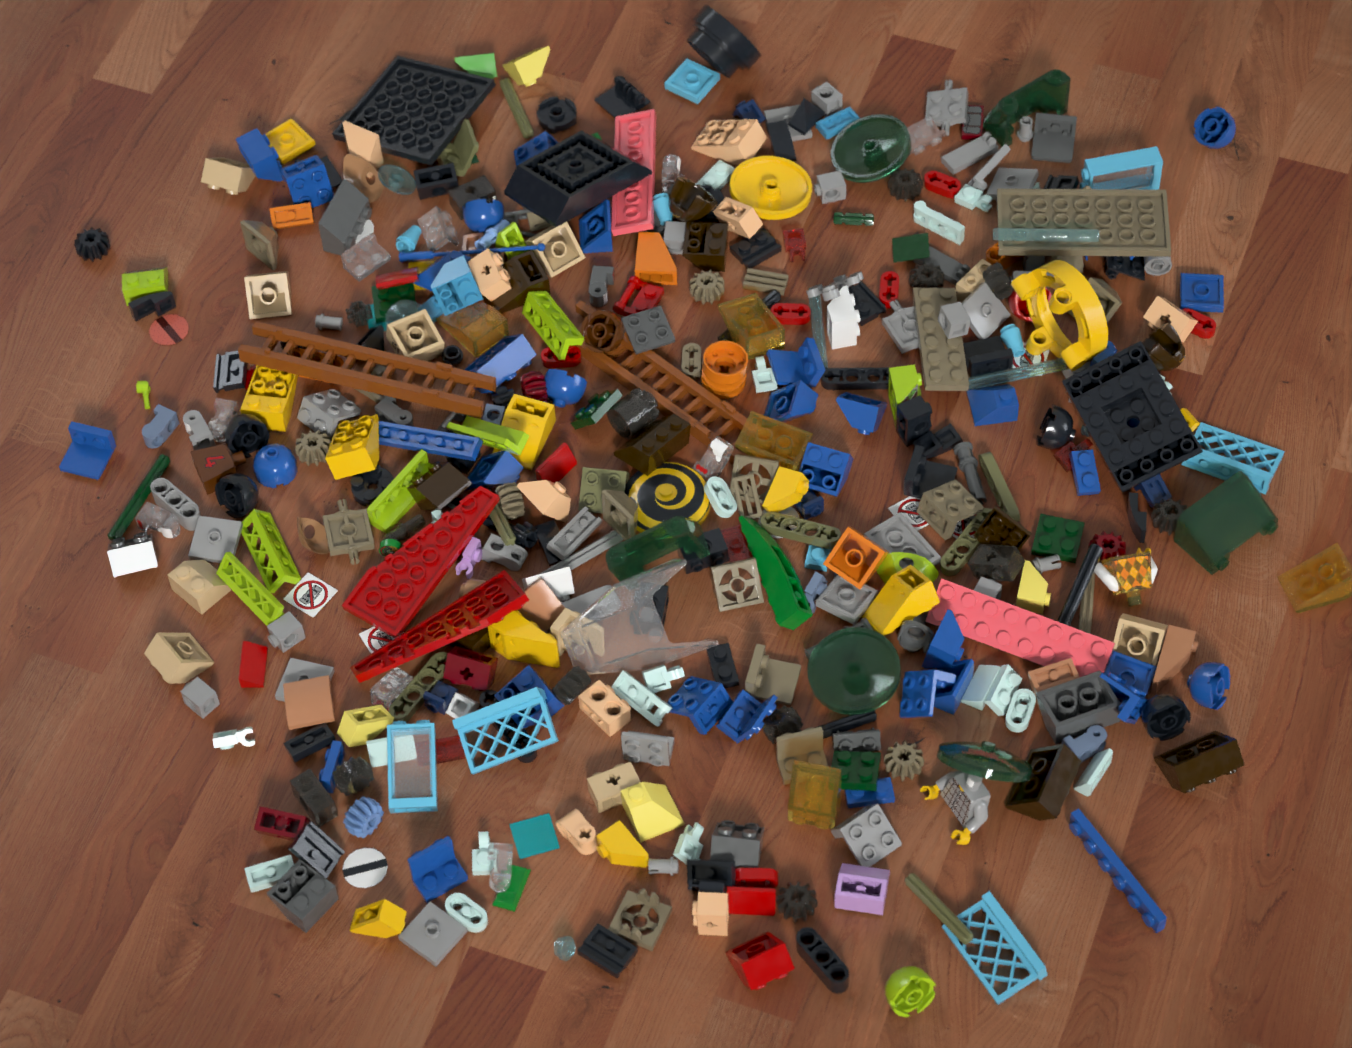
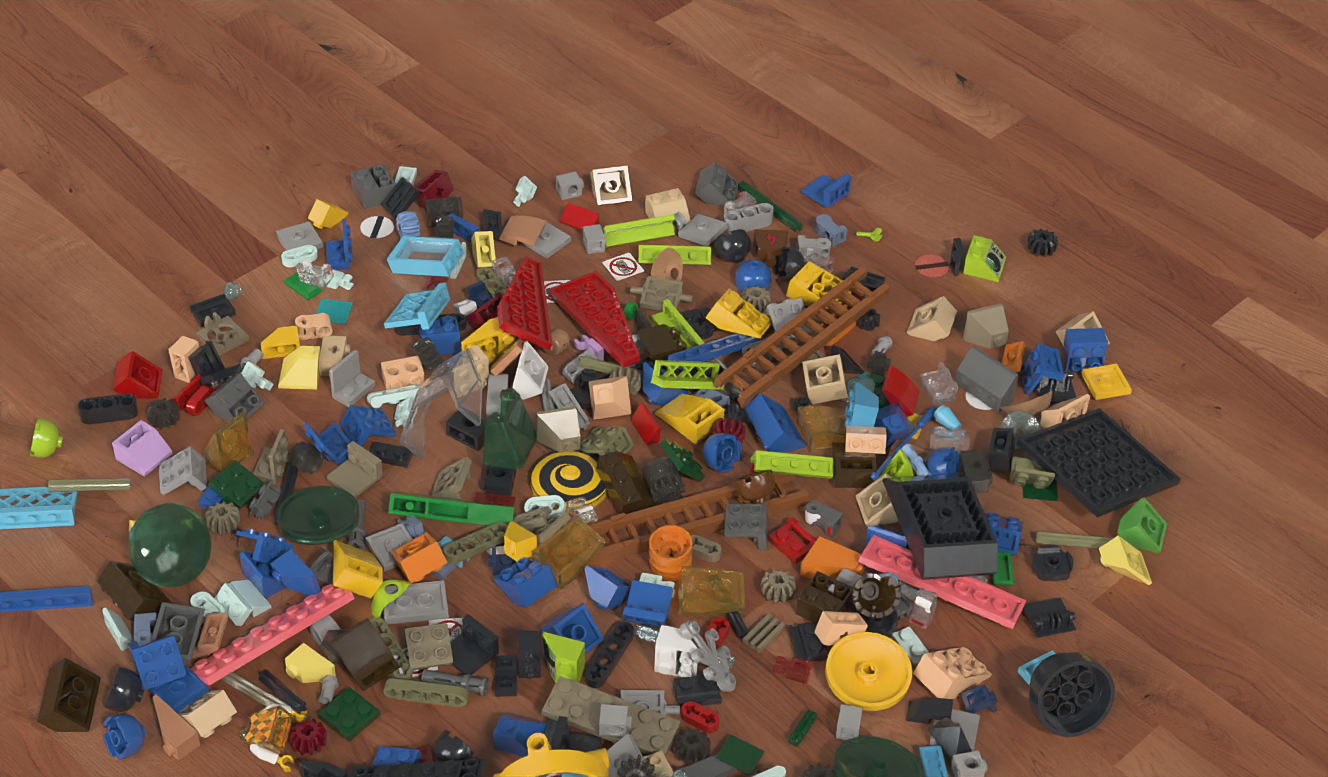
camera: 110 degrees right, 10 degrees down
(215, 561) = (679, 221): none -> light grey bush

